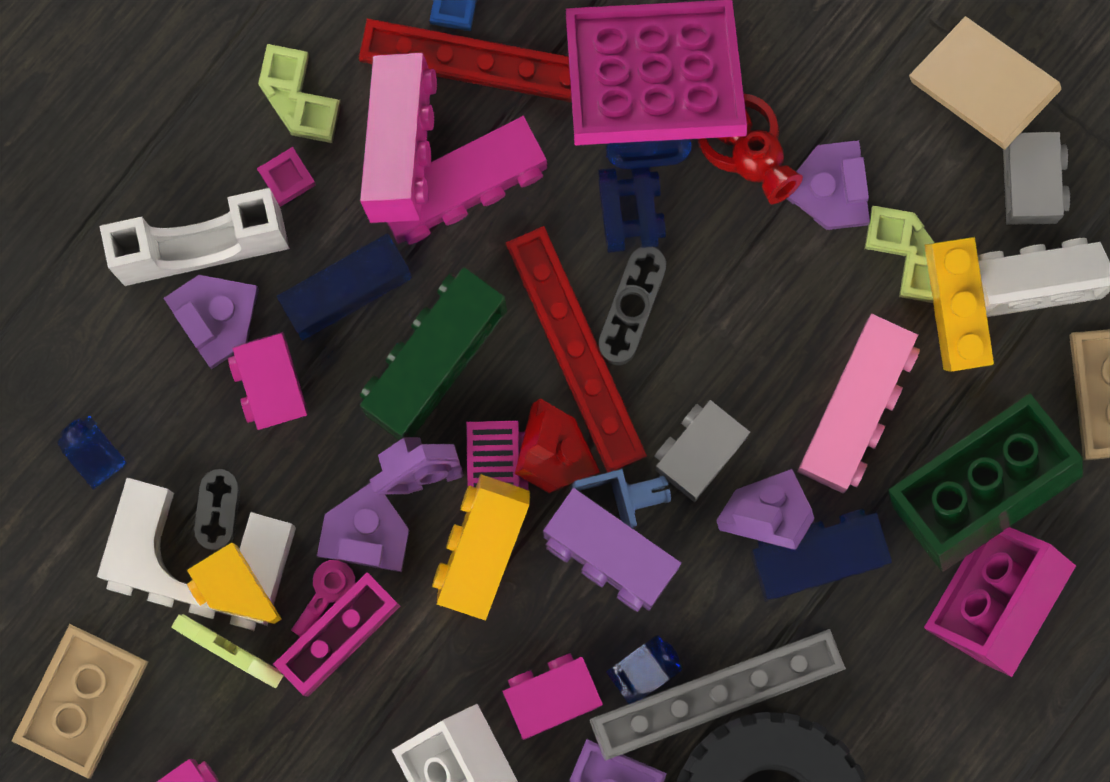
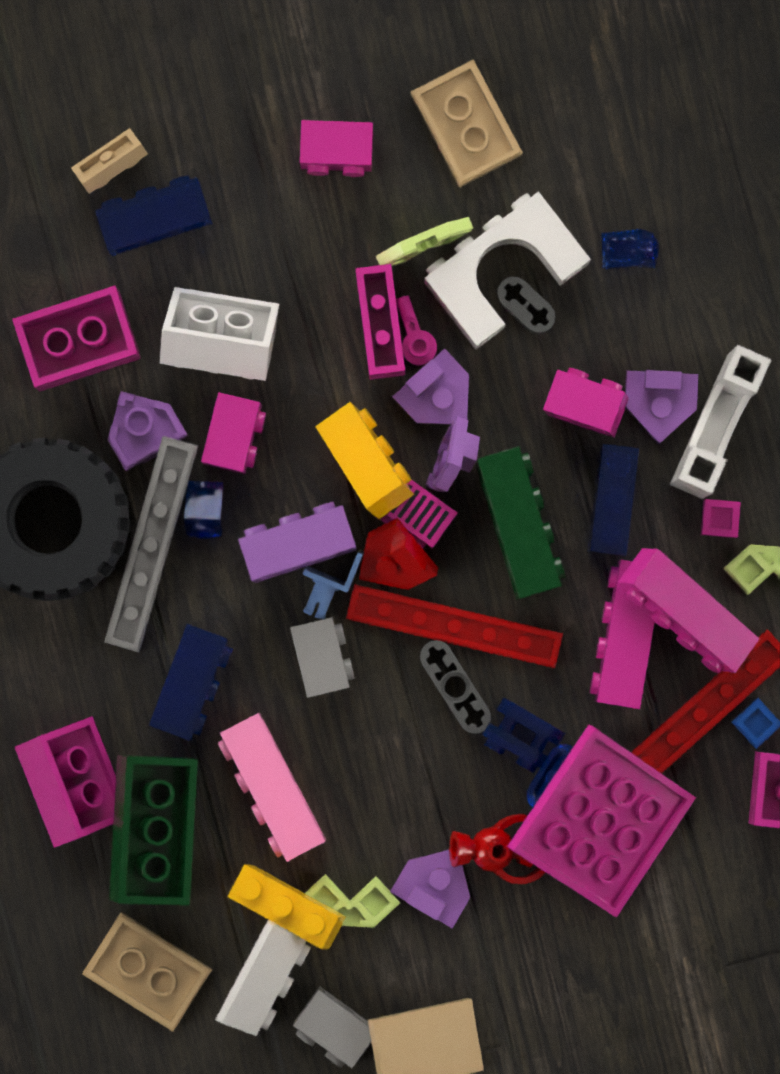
camera: 125 degrees right, 5 degrees up
(231, 586) = (462, 273): yellow slope -> none
(769, 511) = (245, 670): medium lavender plate -> none

